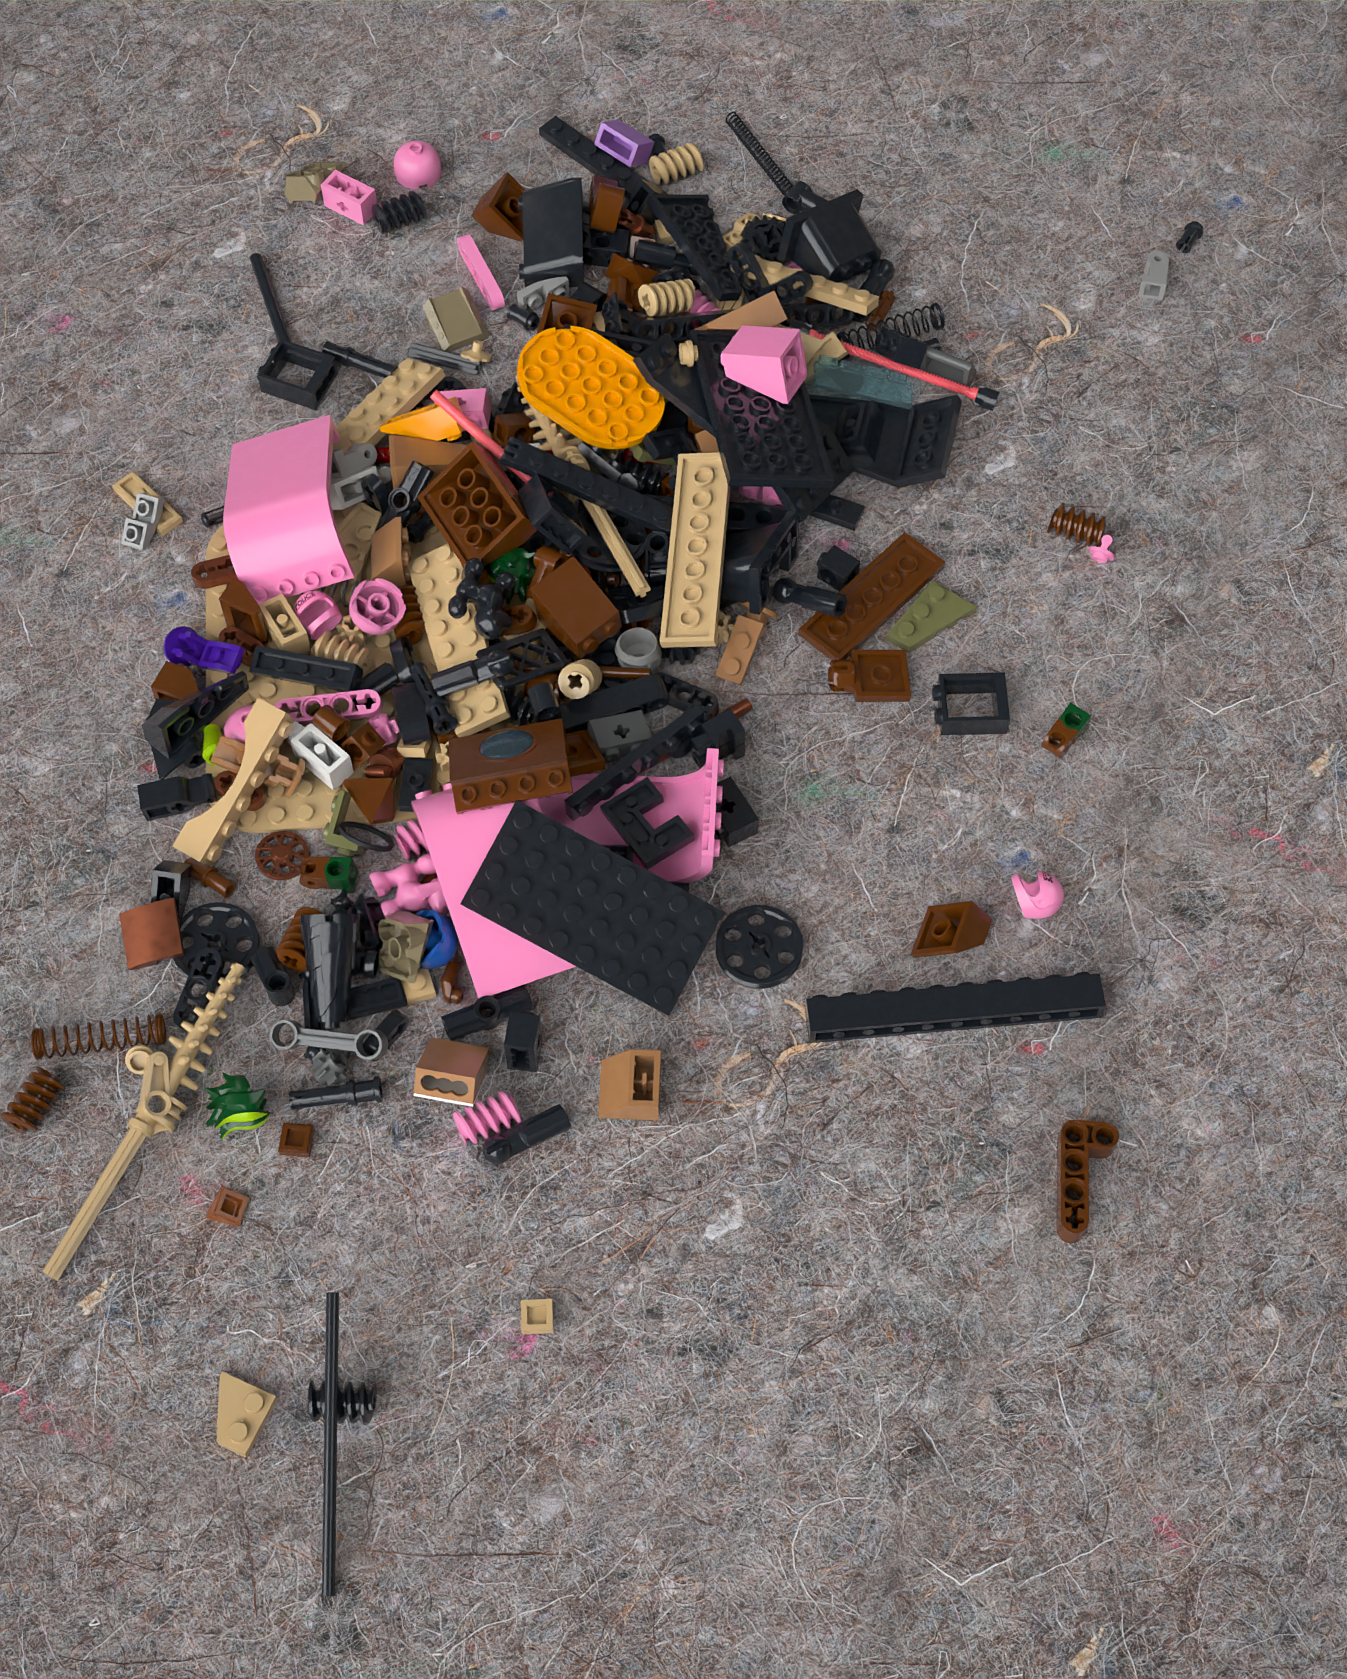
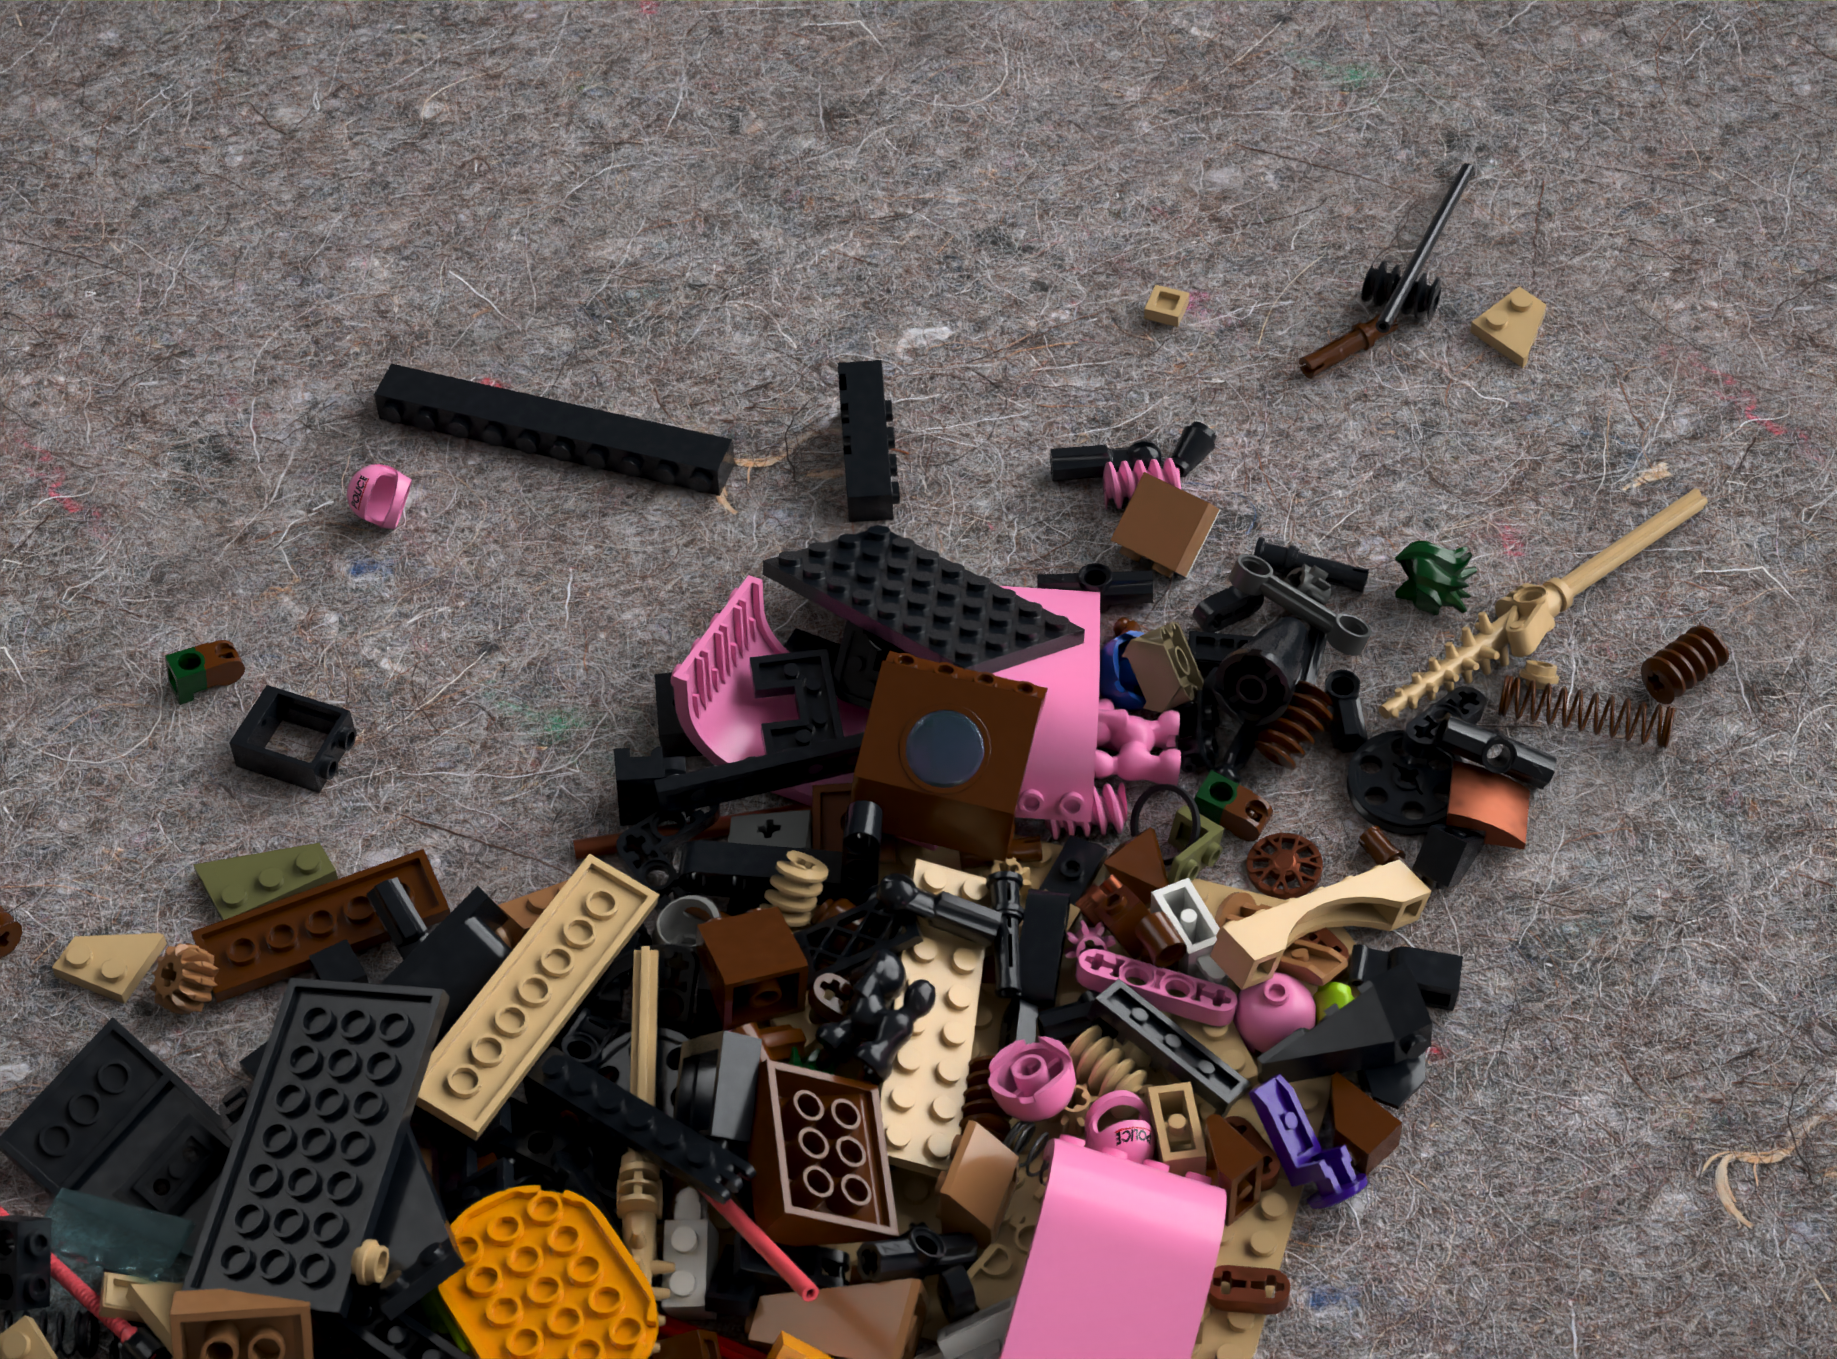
camera: 155 degrees left, 10 degrees down
(154, 966) = (1474, 741): none -> black piece
(228, 1207) = (1475, 501): dark orange slope -> none
(296, 1140) = (1373, 545): reddish brown tile -> none
(364, 1343) = (1360, 337): none -> reddish brown pin
(463, 1173) = (1193, 446): none -> black cone
(523, 1041) = (1067, 528): black brick -> none
(630, 1085) = (962, 461): medium nougat slope -> none
(710, 1073) = (867, 442): none -> black wedge
(756, 958) = (718, 560): black wedge -> none
(766, 360) = (265, 1192): bright pink slope -> none
(872, 676) = (394, 818): reddish brown plate -> none
(926, 528) = (184, 978): none -> medium nougat gear
(951, 929) = (507, 498): reddish brown slope -> none
(984, 537) = (109, 962): none -> tan wing
(1078, 1180) = (521, 271): reddish brown beam -> none

